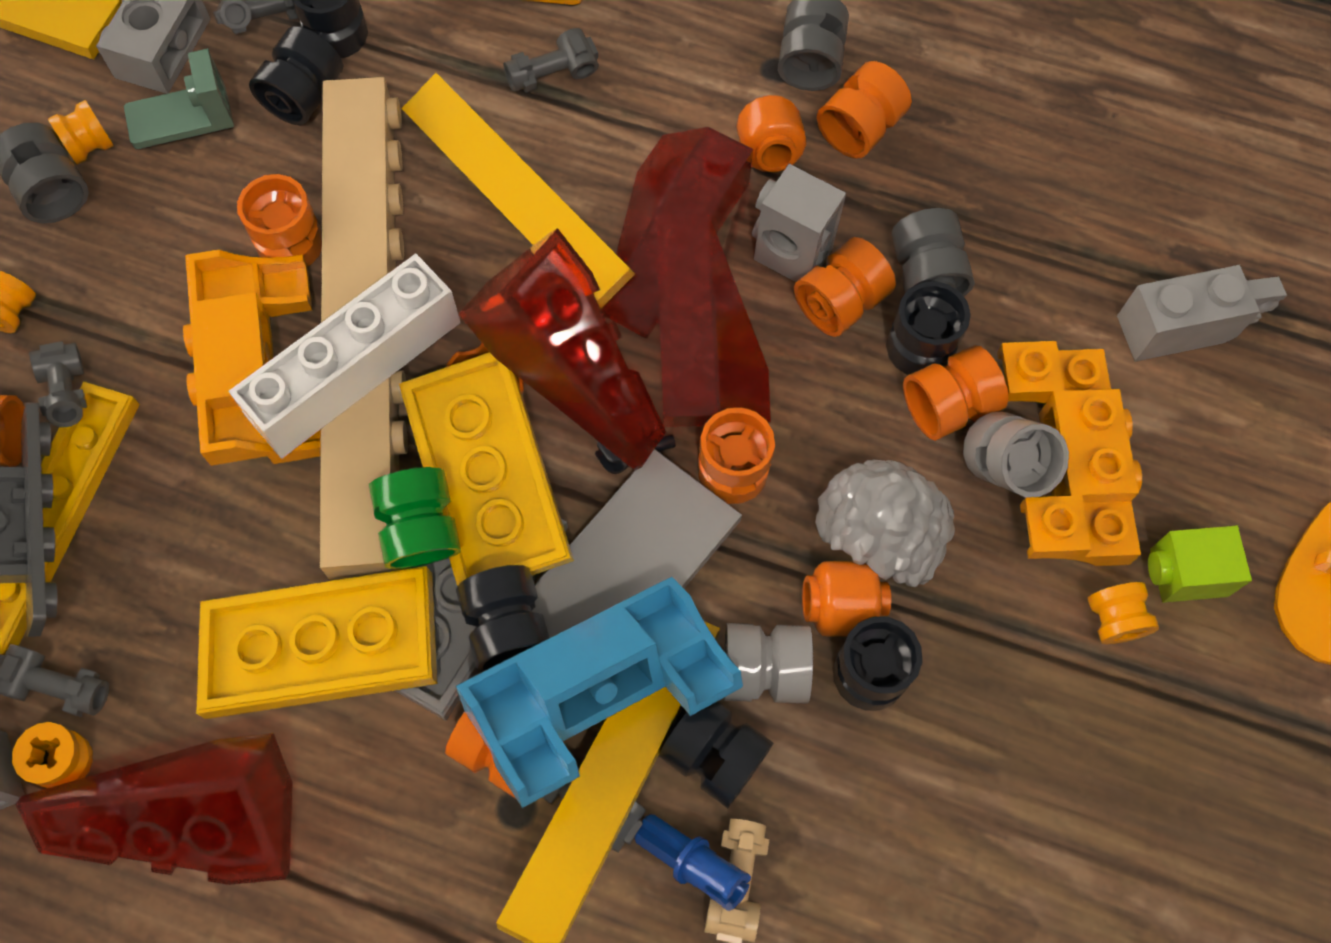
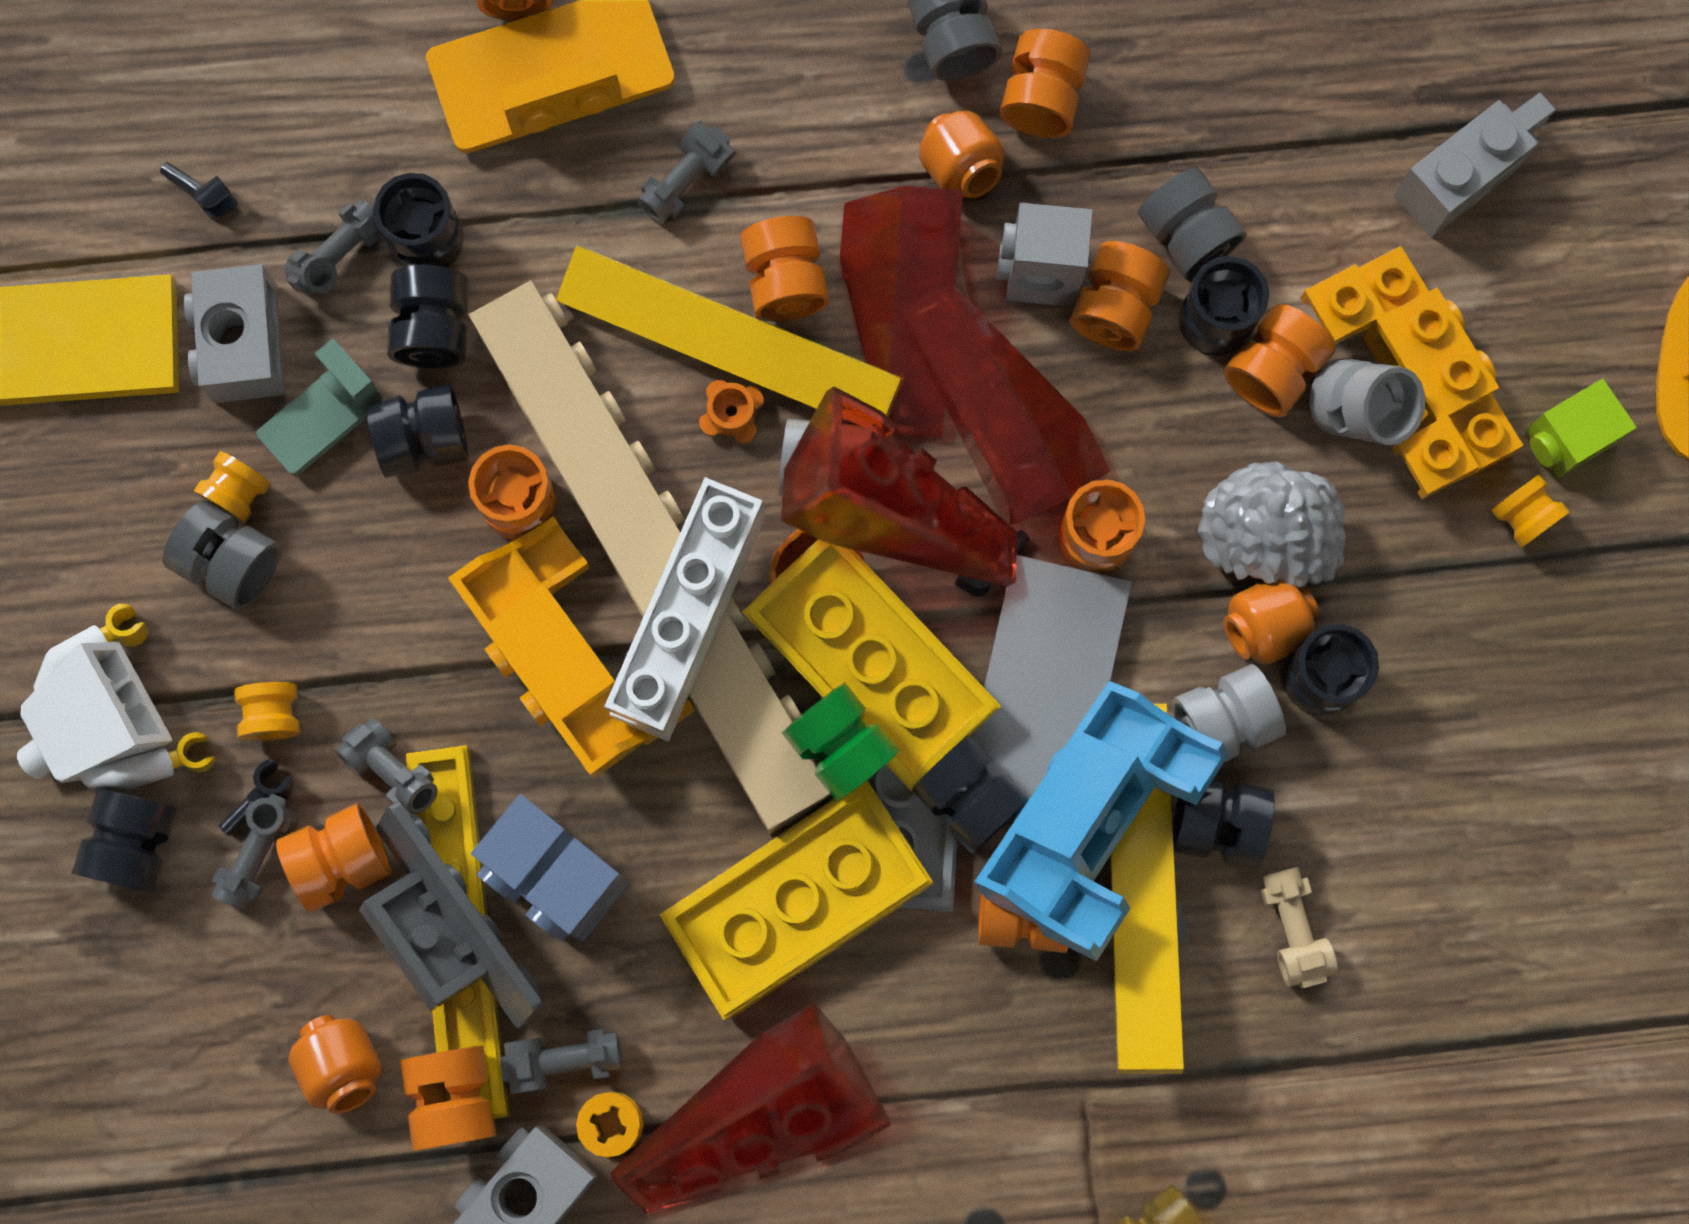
camera: 25 degrees left, 10 degrees up
(122, 515) = (550, 869): none -> sand blue piece
(231, 149) = (417, 431): none -> black wheel
(488, 230) = (725, 395): none -> orange plate
(586, 155) = (783, 259): none -> orange wheel
(694, 862) = (1250, 930): blue axle -> none

